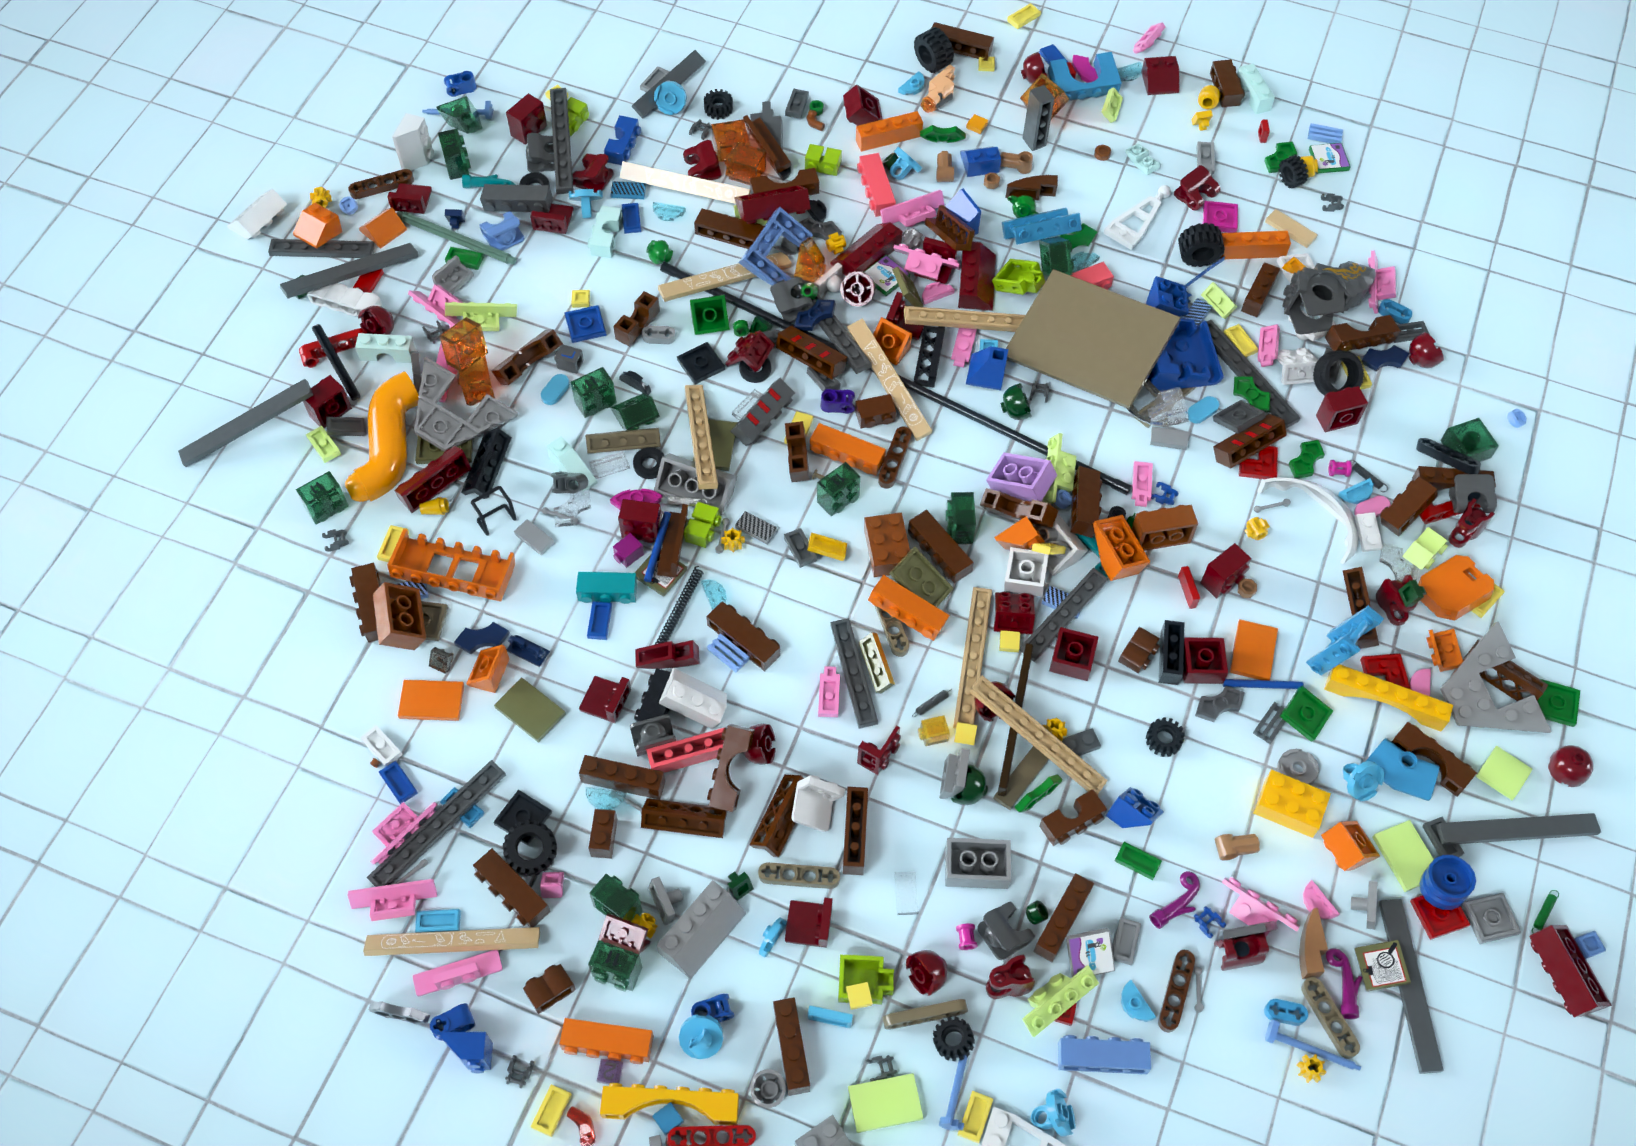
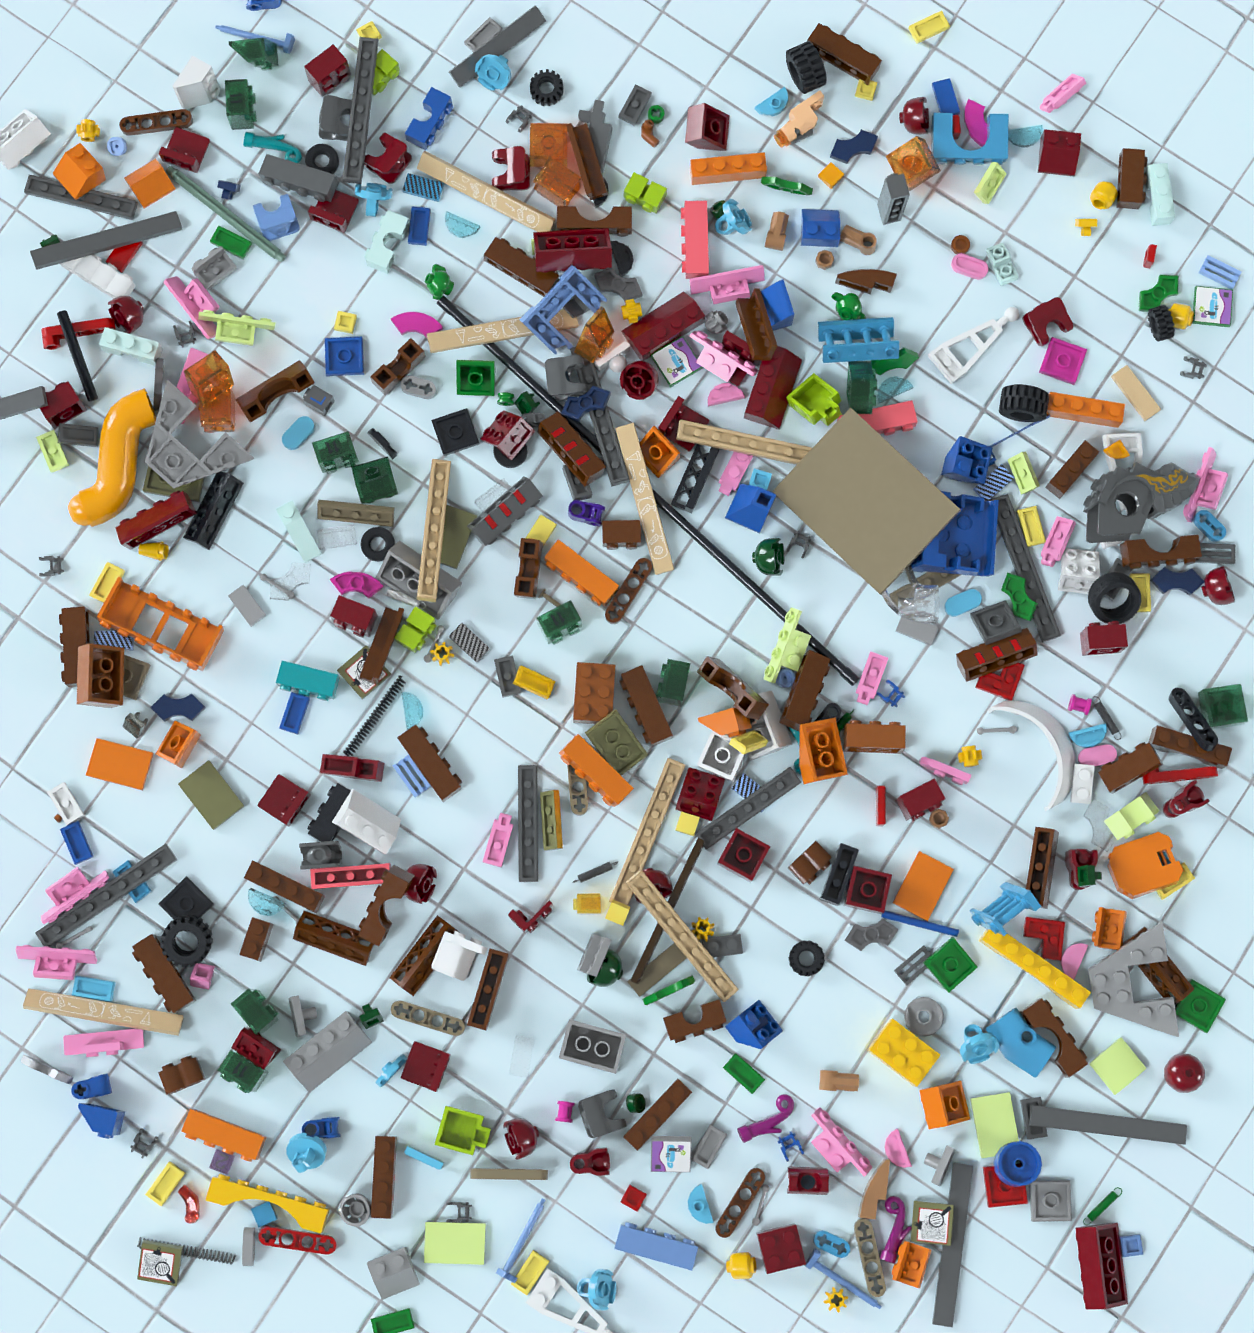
camera: 10 degrees right, 20 degrees up
(322, 497) = (43, 521): clear green brick -> none
(510, 509) = (194, 575): black piece -> none
(527, 650) = (219, 731): dark blue hinge -> none
(565, 482) = (290, 553): dark grey piece -> none
(628, 550) = (335, 643): magenta brick -> none
(636, 287) = (416, 322): none -> dark pink tile
(648, 921) = (276, 1036): yellow gear -> none
(657, 547) = (365, 647): blue bar -> none
(814, 290) = (585, 374): green cone -> none
(859, 996) = (452, 1148): light yellow tile -> none
(907, 287) = (692, 390): olive tile -> none
(953, 1026) = (536, 1211): black tyre -> none
(994, 99) = (860, 144): none -> dark blue tile
(1022, 476) = (746, 651): lavender brick -> none
(1057, 998) = (629, 1186): yellowish green bracket -> none
(1116, 165) = (969, 266): none -> bright pink tile
(1200, 1055) = (741, 1265): none -> yellow head
(1206, 155) = (1072, 279): light grey hinge -> none
(1236, 1026) = (781, 1248): none -> dark red brick
(1248, 930) = (819, 1169): dark grey tile -> none
(1249, 546) = (942, 770): none -> bright pink hinge
(1303, 464) = (1043, 691): green tile -> none
(1377, 1013) = (911, 1264): none -> orange bracket
(1470, 487) = (1198, 766): dark grey piece -> none

